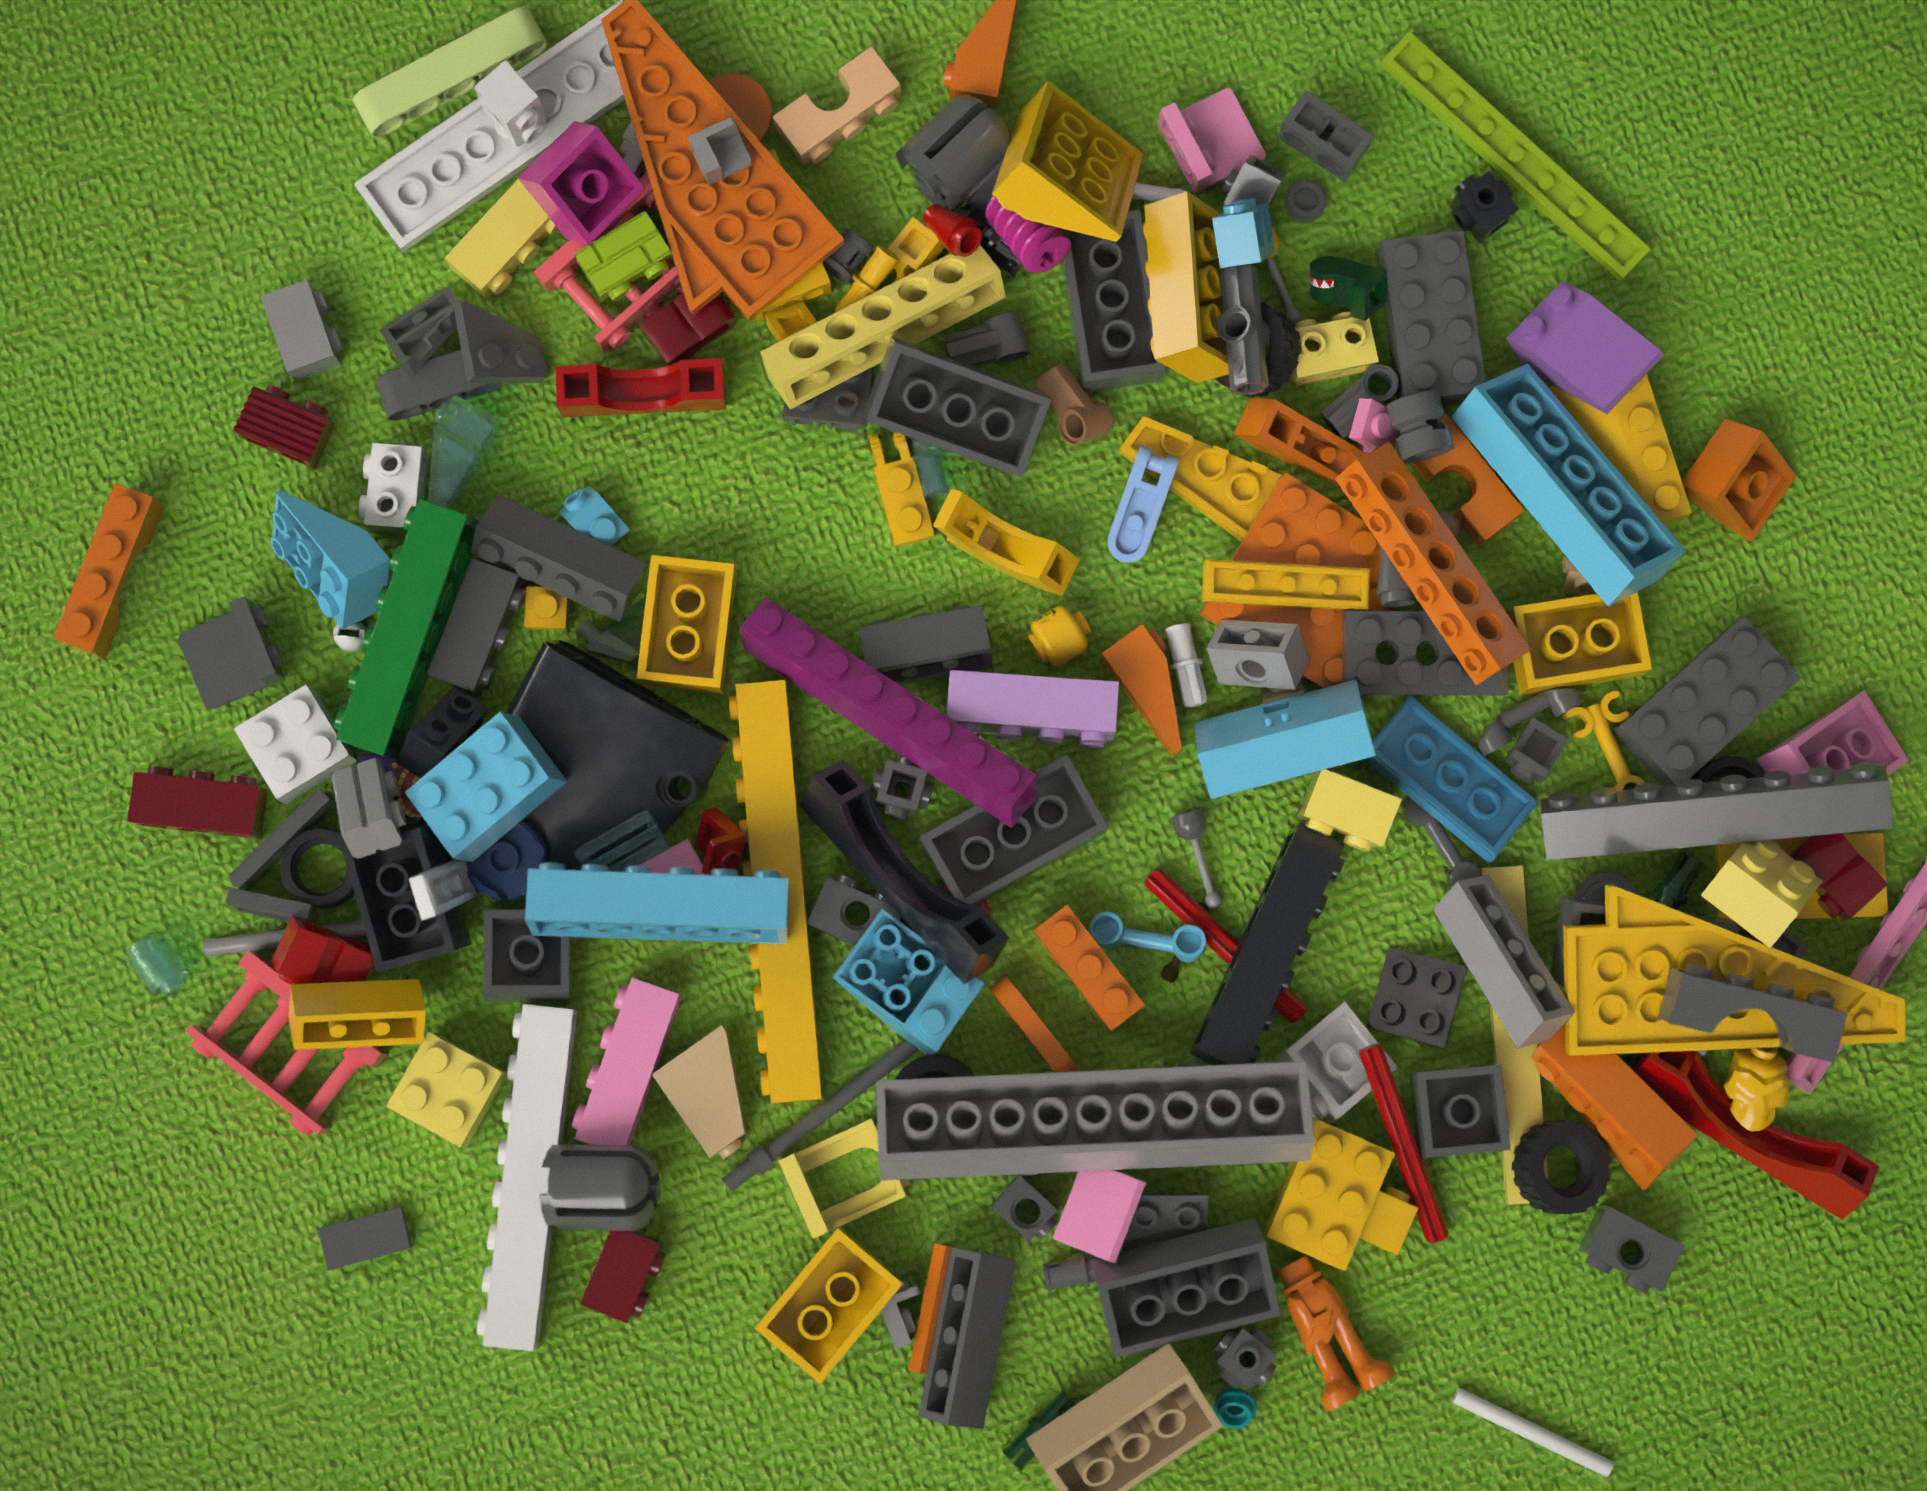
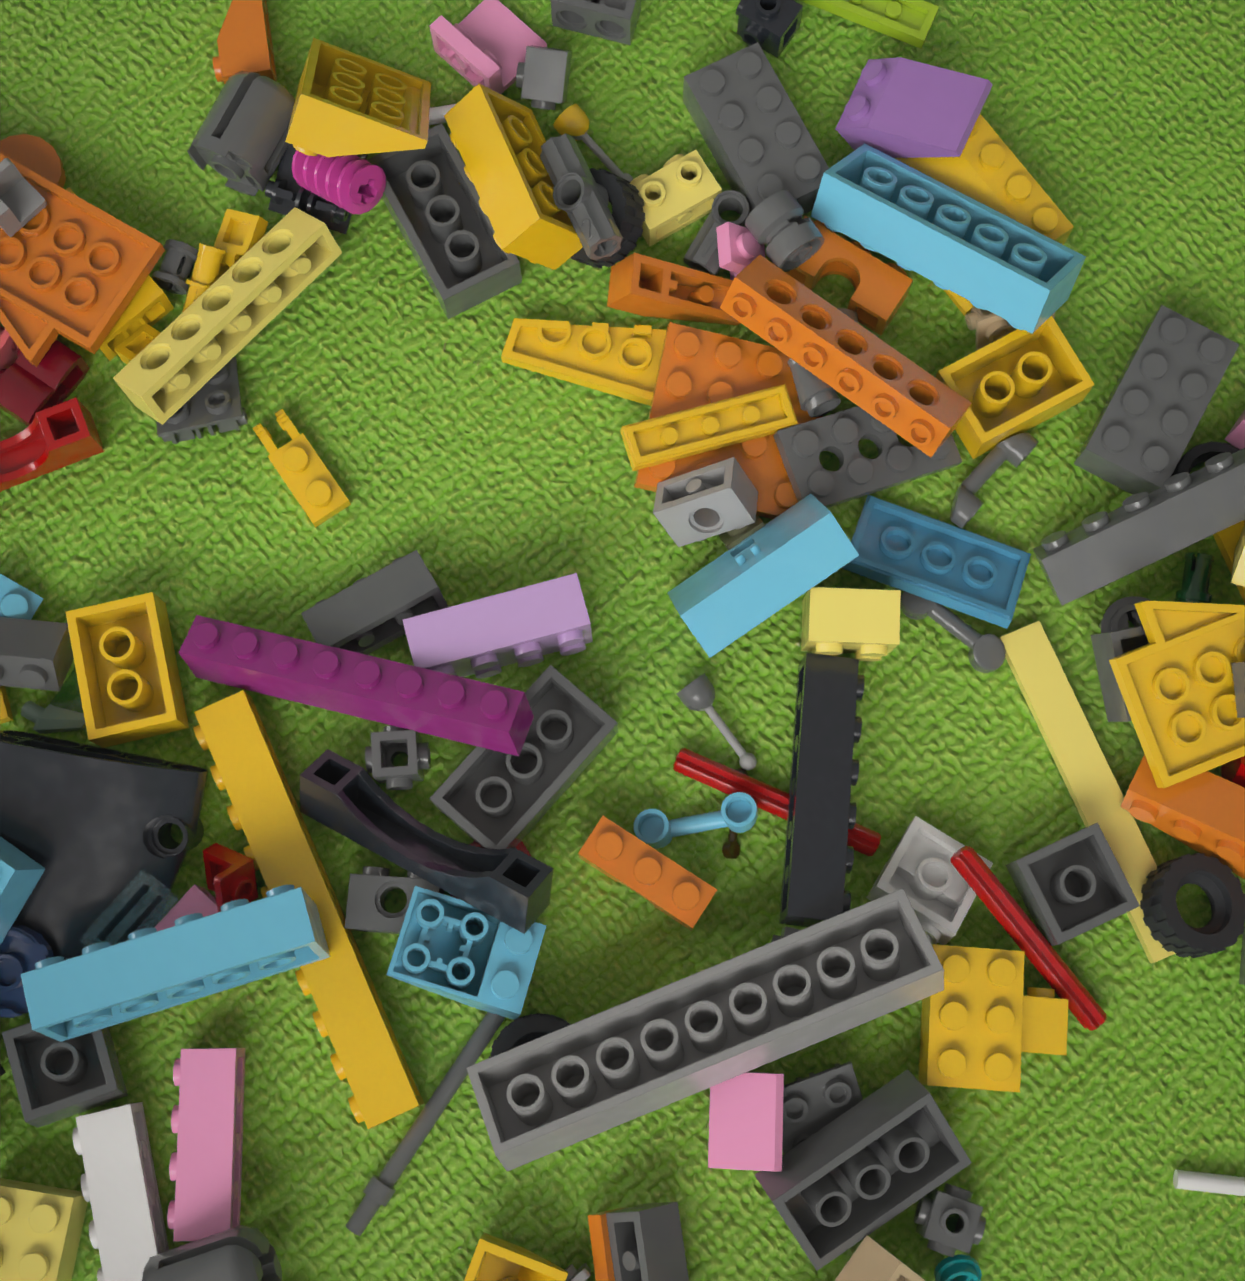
camera: 15 degrees left, 5 degrees down
(707, 1093) = (300, 1141): tan slope -> none
(813, 131) = (107, 161): light nougat arch -> none
(823, 1221) = (417, 1191): light yellow panel -> none
(930, 469) = (318, 429): clear light blue axle -> none
(956, 232) = (269, 202): red cone -> none
(956, 407) = (326, 365): dark grey brick -> none
(998, 340) = (347, 297): dark grey piece -> none
(1004, 546) = (416, 487): yellow arch -> none
(1020, 1190) = (654, 1130): dark grey brick -> none
(1032, 1026) = (612, 952): orange beam -> none
(1059, 636) = (504, 555): yellow head -> none
(1069, 1273) = (737, 1195): dark grey pin -> none
(1079, 417) = (450, 338): medium nougat piece -> none
(1140, 506) = (541, 403): light blue plate -> none
(1144, 677) = (606, 570): orange slope -> none
(1186, 665) = (639, 540): white axle -> none
(1243, 233) = (547, 107): medium azure brick -> none
(1305, 201) = (599, 74): dark grey tile -> none
(1317, 1315) = (1010, 1146): orange piece -> none
(1348, 285) = (667, 130): dark green leg -> none
(1417, 997) = (986, 786): black hinge -> none
(1503, 961) = (1061, 718): light grey brick -> none
(1535, 751) = (1009, 506): dark grey bracket -> none
(1598, 718) = (1057, 456): yellow bar -> none
(1739, 478) = (1103, 184): orange slope -> none

